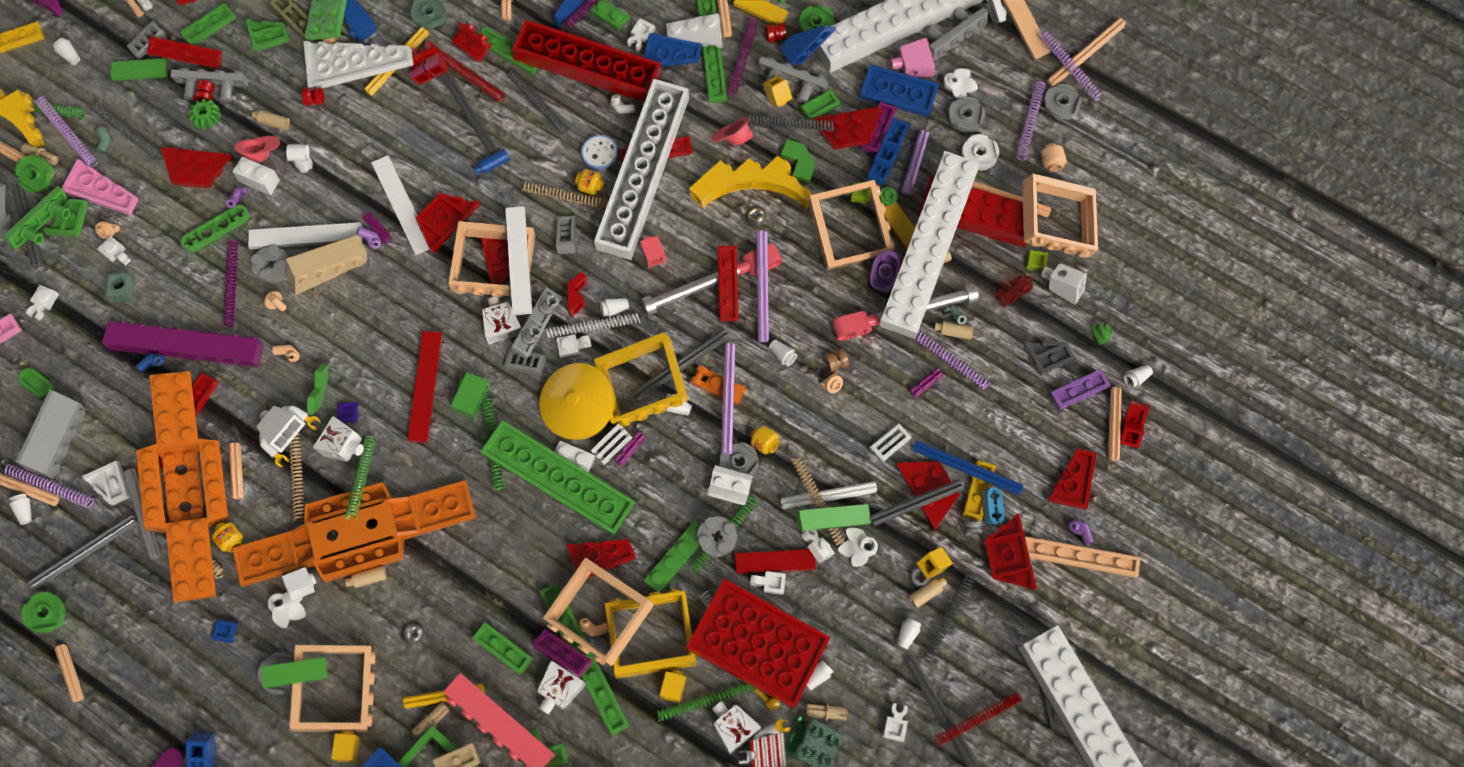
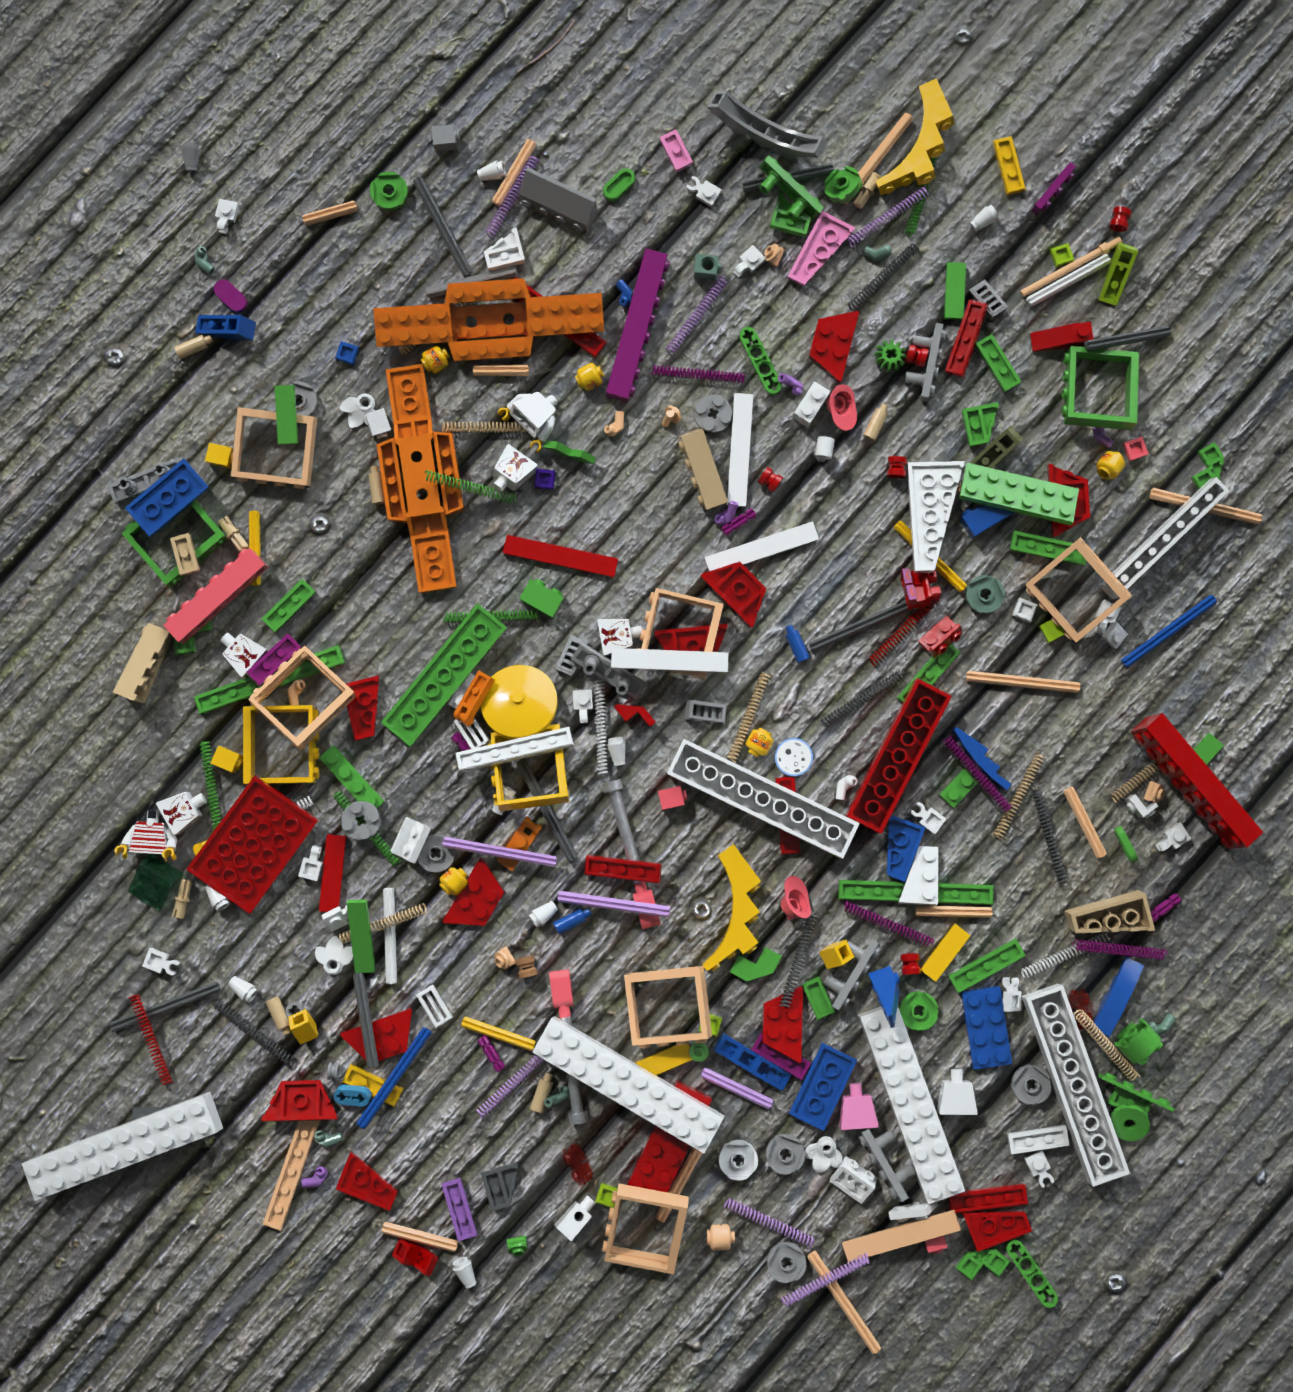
camera: 100 degrees right, 15 degrees up
(175, 290) = (695, 316): none -> lavender piece
(238, 381) = (589, 376): none -> yellow head
(333, 203) = (770, 480): none -> red wheel
(577, 442) = (473, 698): none -> orange plate
(625, 394) = (514, 749): none -> white tile
(778, 414) = (478, 899): none -> red wing
(785, 326) = (572, 920): none -> blue cylinder
(885, 270) = (612, 1034): medium lavender piece -> none
(905, 381) = (498, 1033): none -> yellow axle
(977, 55) = (854, 1180): none -> white bracket
(1042, 525) = (327, 1140): none -> sand green arm

